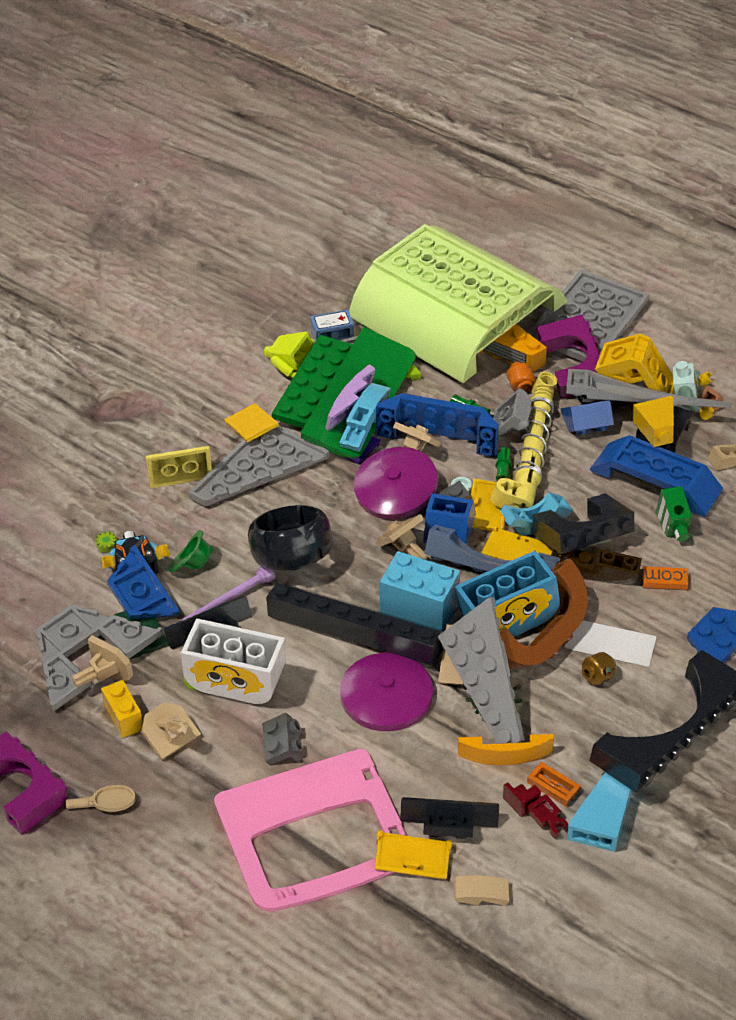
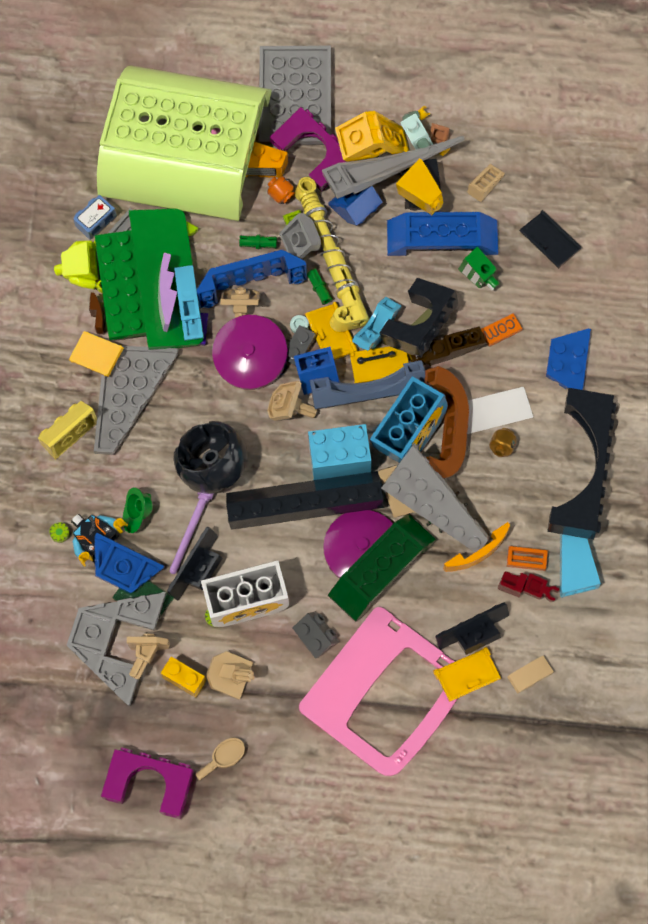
camera: 30 degrees left, 25 degrees up
(277, 390) = (96, 311): none -> reddish brown slope
(389, 707) = (380, 566): none -> dark green slope
(534, 544) = (360, 360): none -> black hinge

